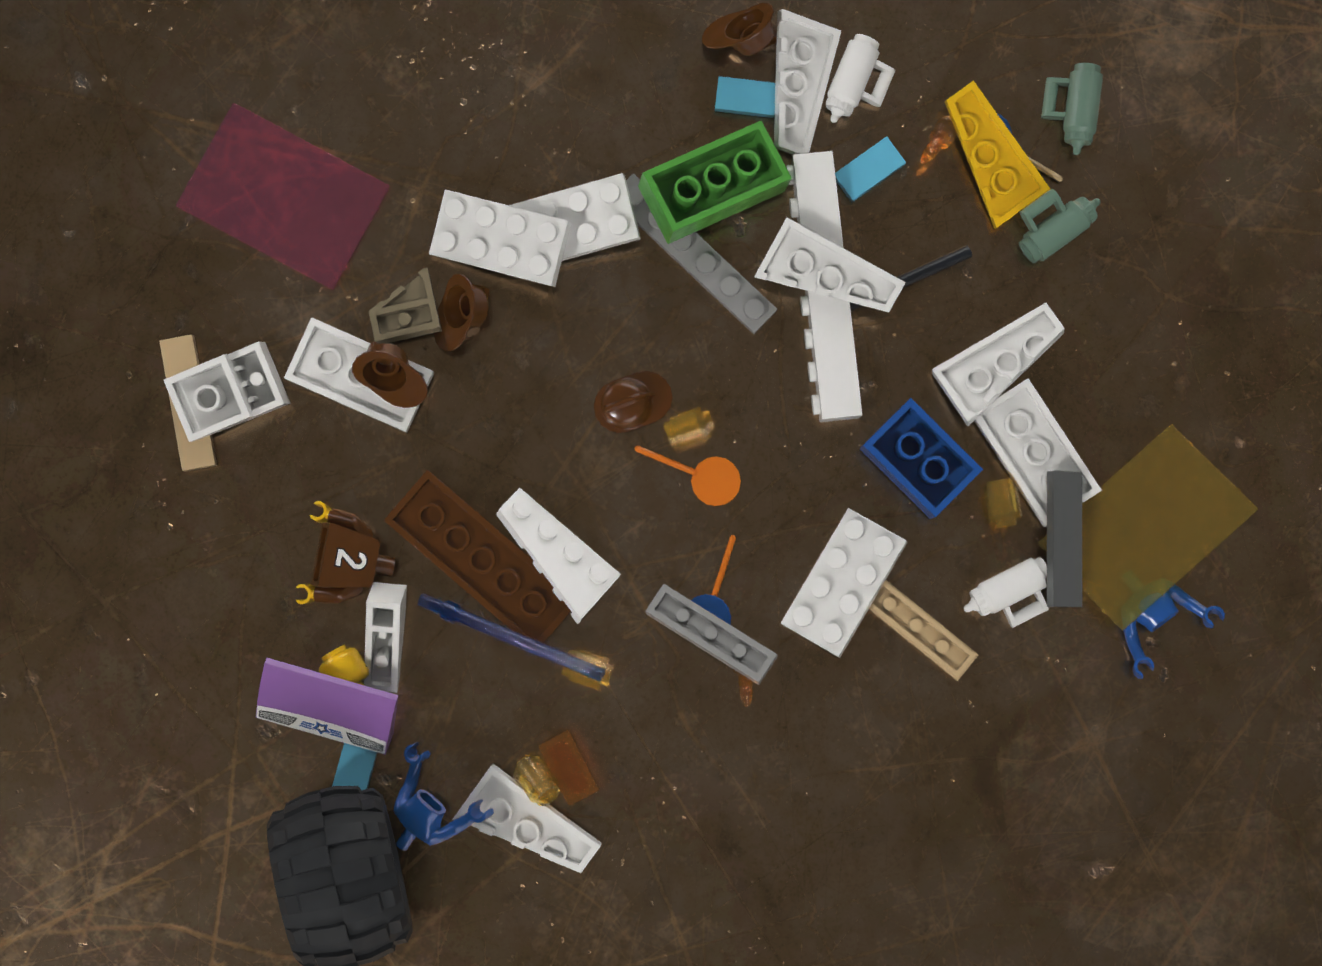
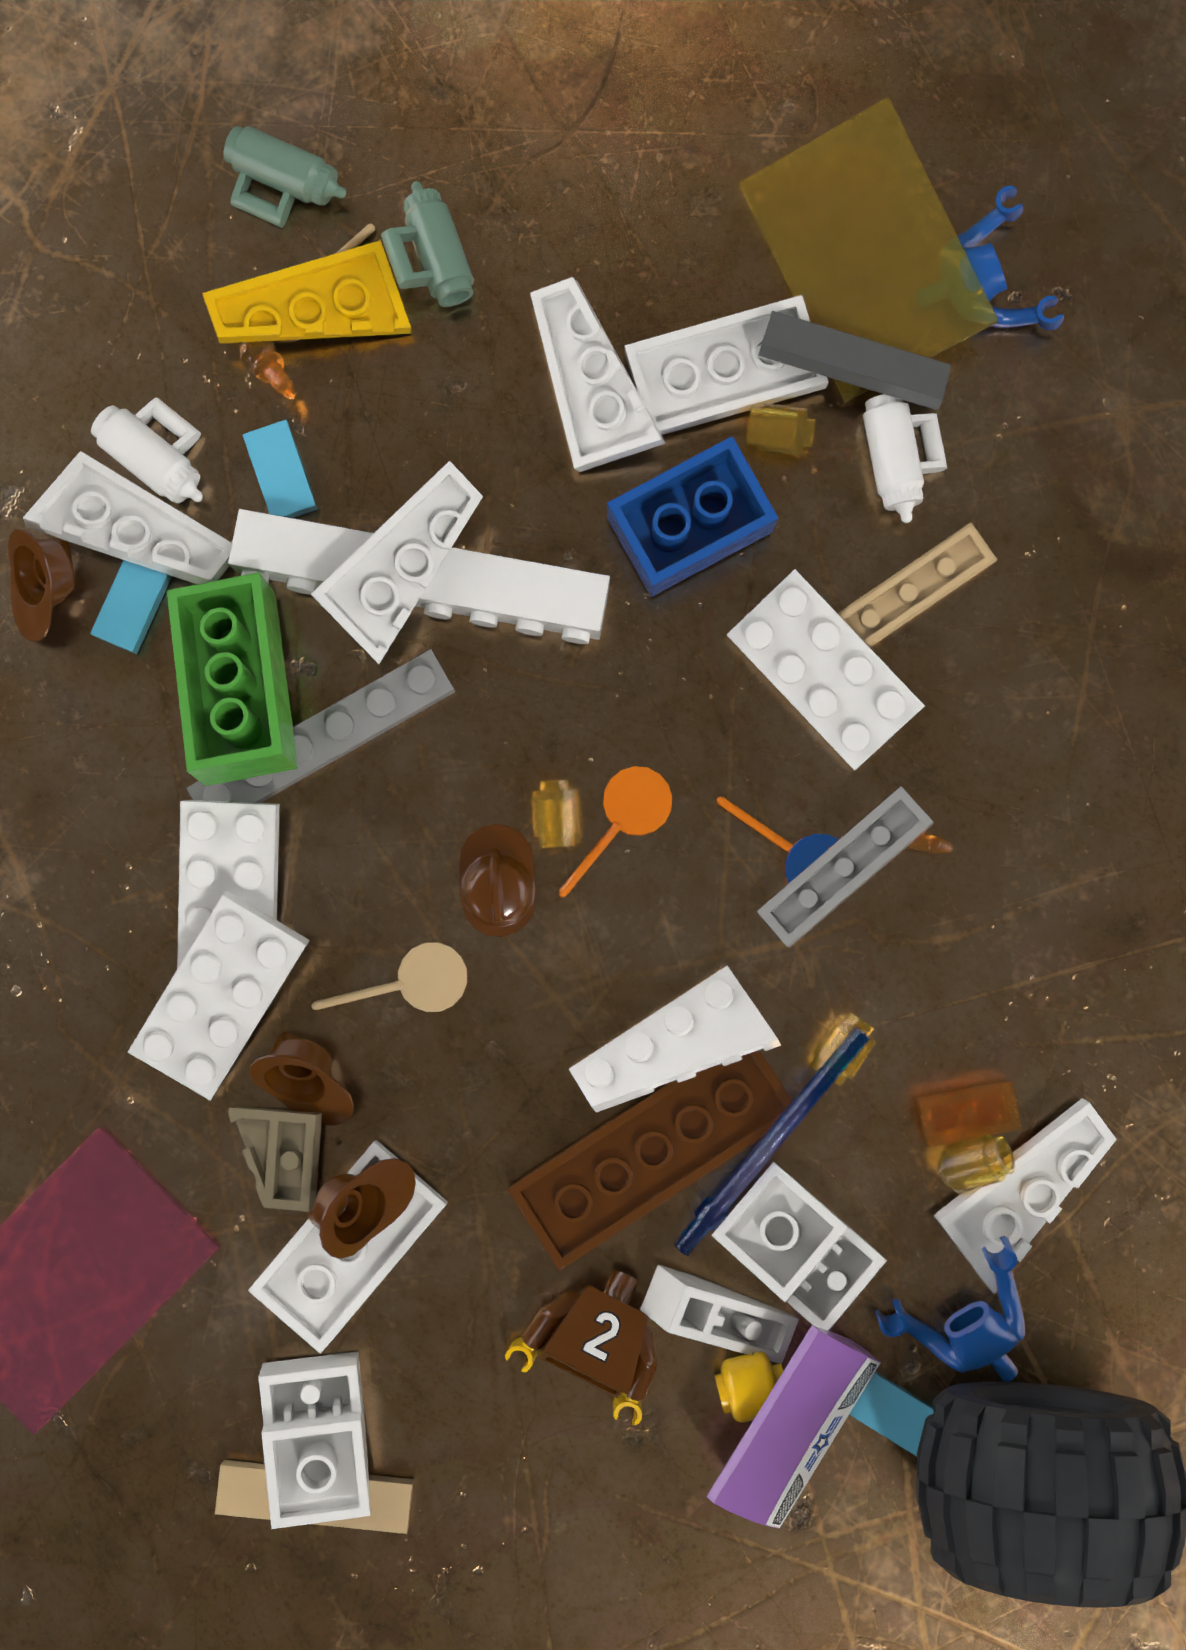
camera: 70 degrees left, 0 degrees up
(445, 678) = (799, 1248): none -> white slope
(552, 375) = (428, 978): none -> tan piece
(930, 268) = (437, 426): black bar -> none

